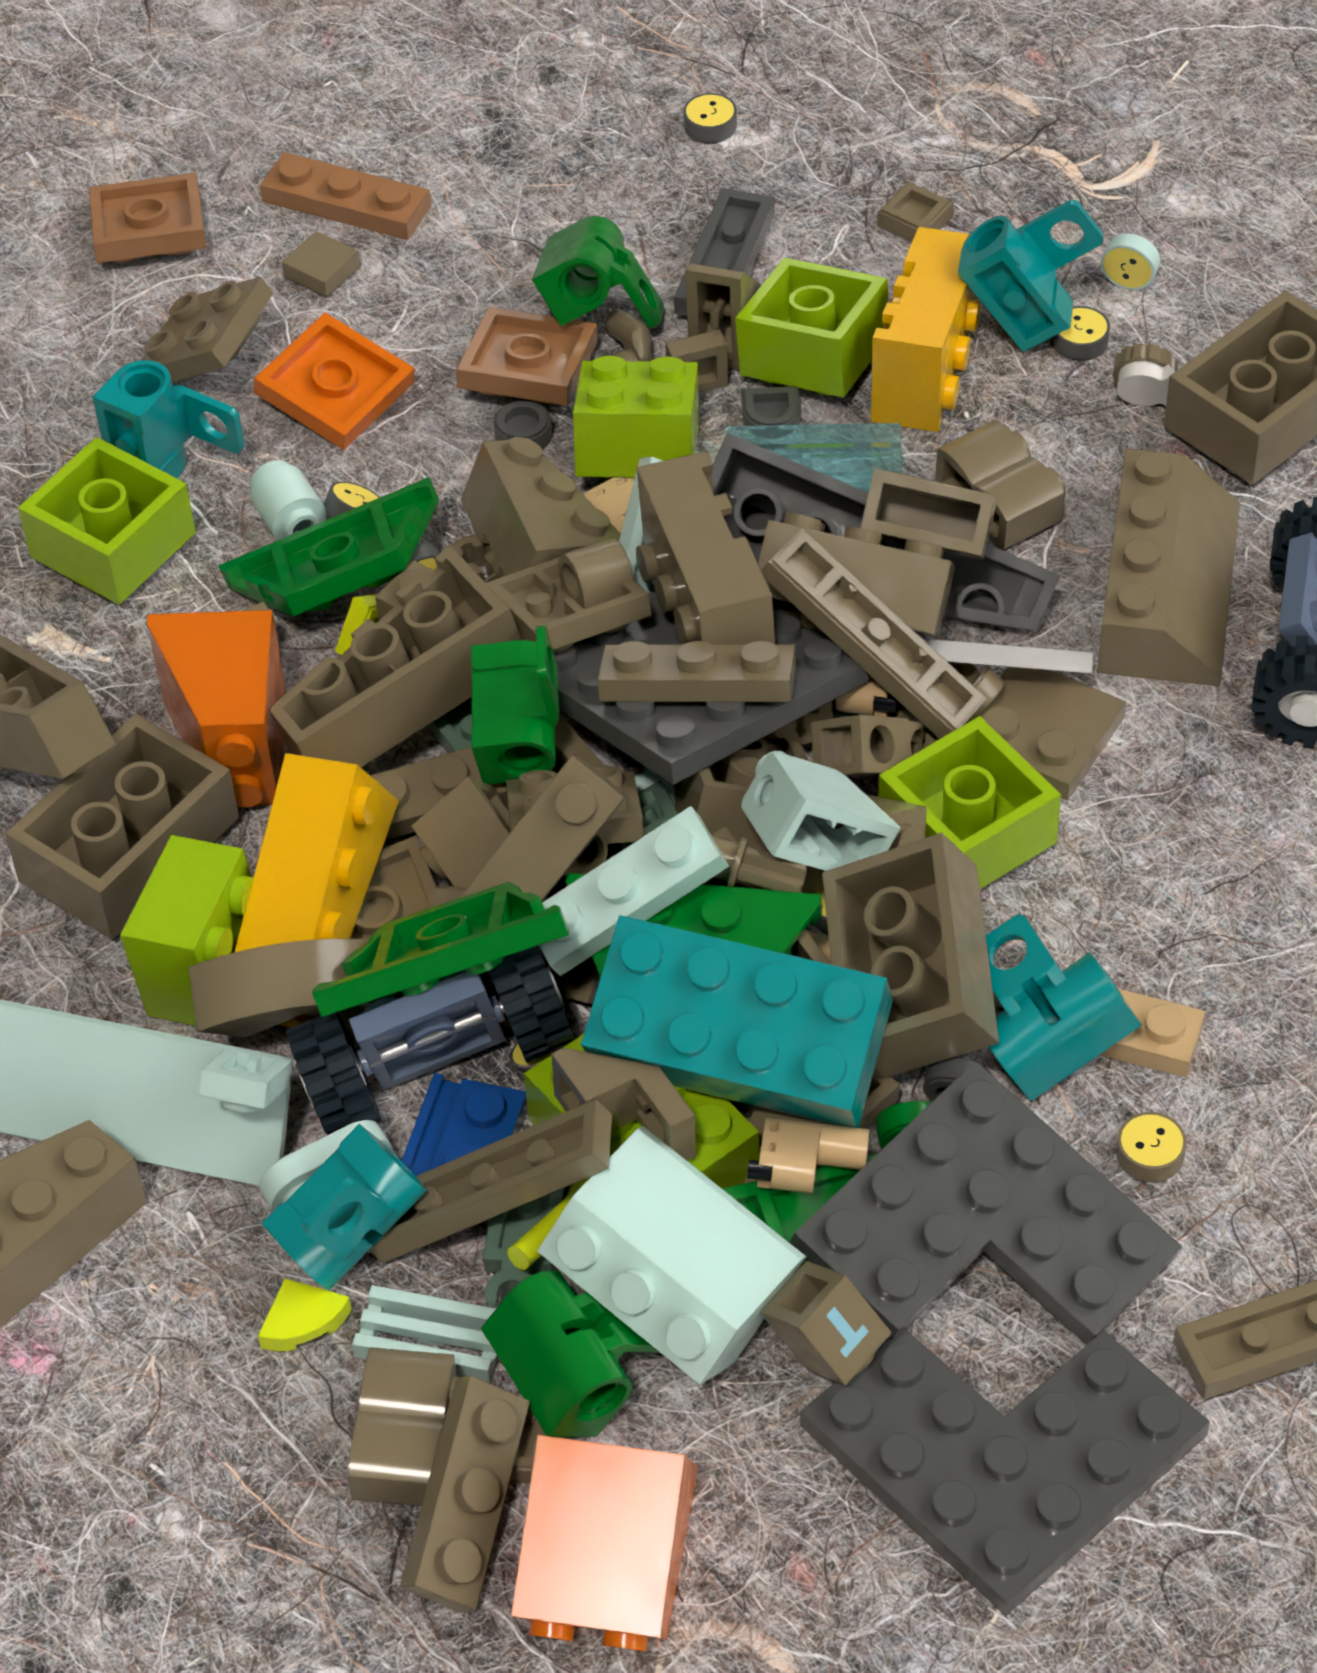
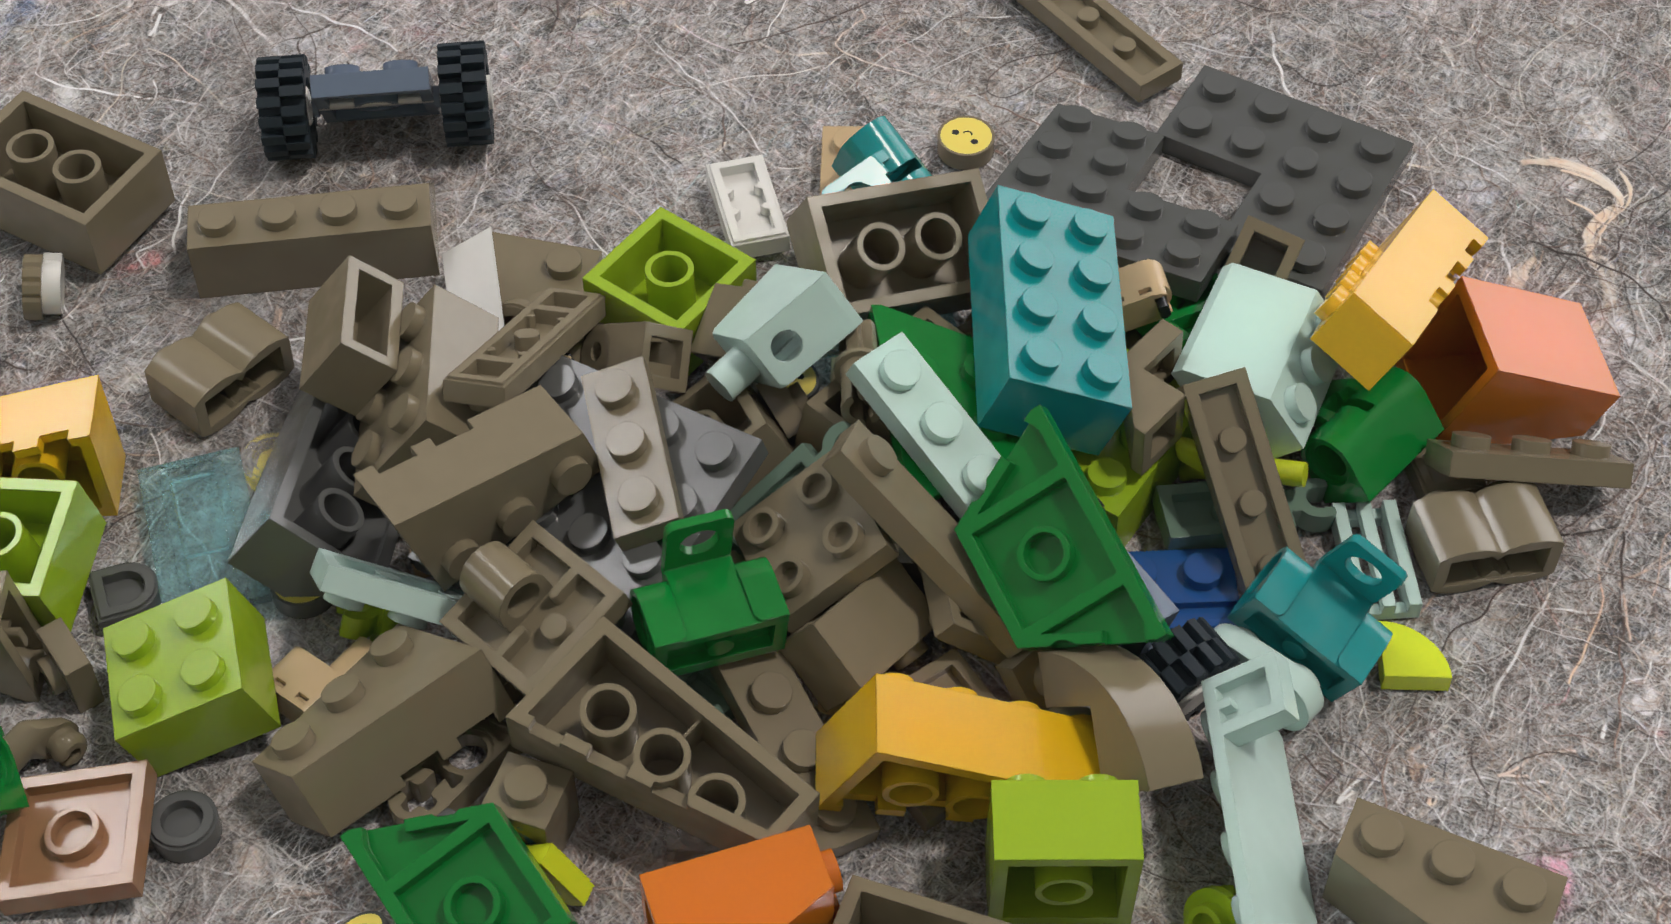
camera: 110 degrees left, 0 degrees up
(688, 1378) = (1395, 289): none -> yellow wedge
(1099, 917) = (748, 206): none -> white plate

